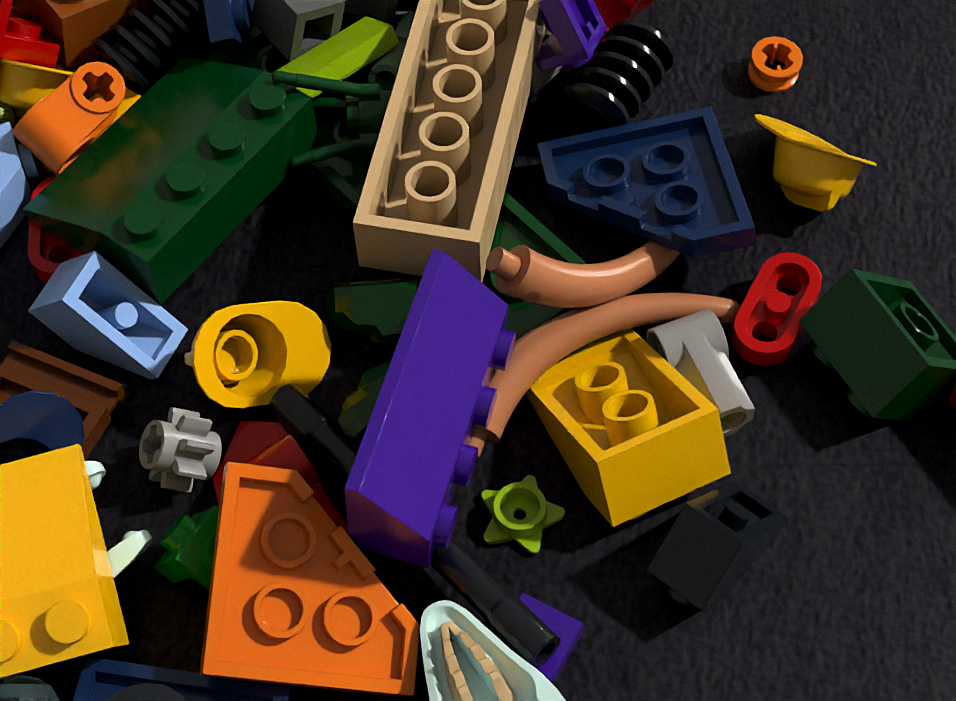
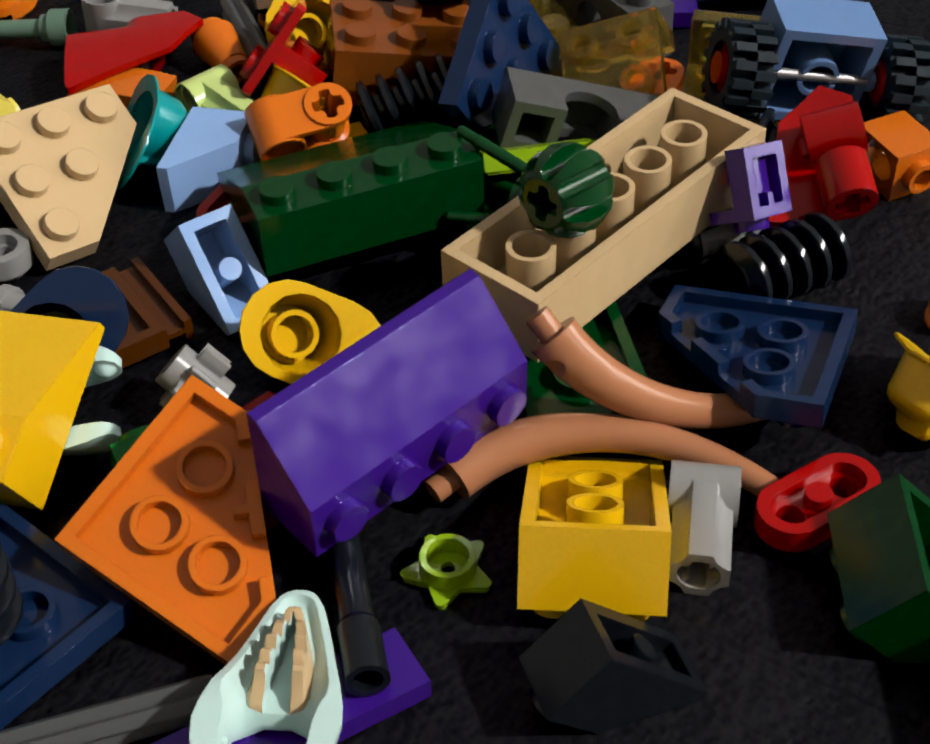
camera: 30 degrees right, 15 degrees down
(442, 116) = (566, 190): none -> dark green piece

